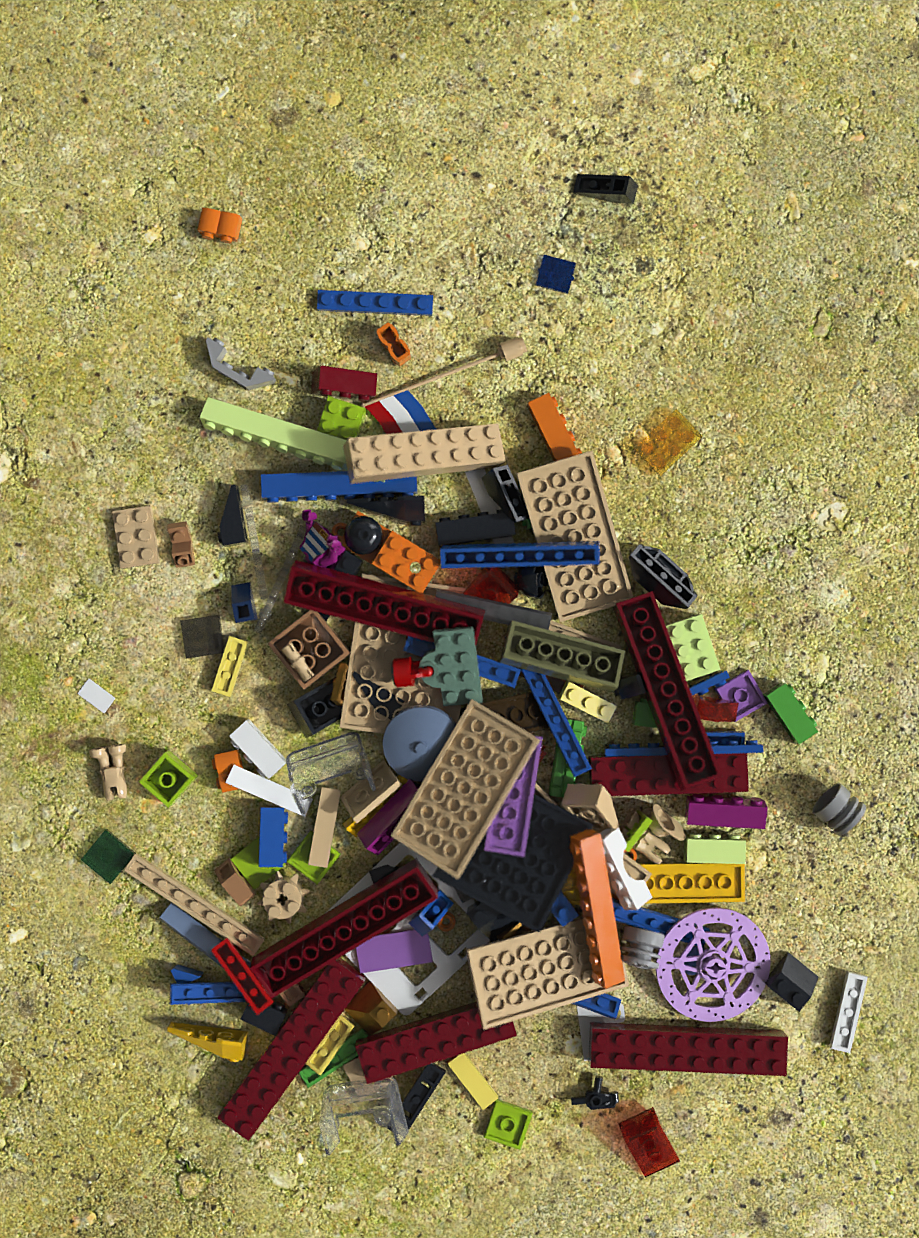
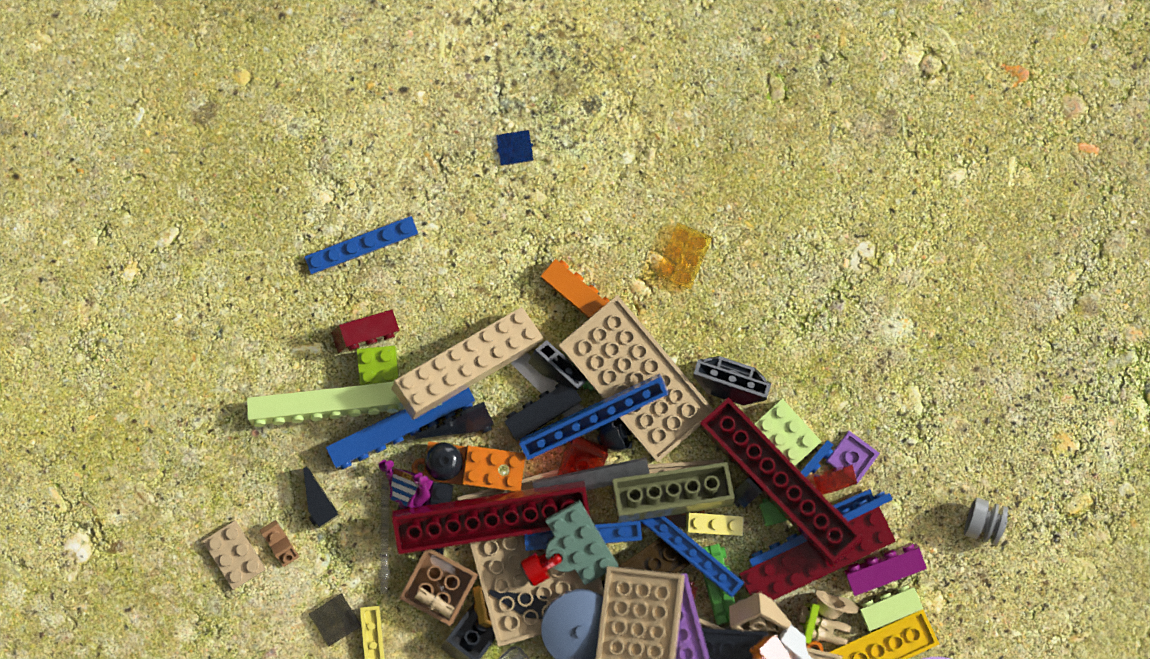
camera: 20 degrees left, 5 degrees down
(219, 225) = (189, 236): orange brick -> none
(243, 603) = (360, 571): dark blue slope -> none
(247, 504) = (324, 480): clear bar -> none
(259, 378) = (286, 360): light grey slope -> none
(390, 340) = (391, 274): orange brick -> none
(403, 413) = (431, 335): flag -> none
(606, 187) = (526, 51): black slope -> none
(791, 713) = (904, 452): bright green brick -> none

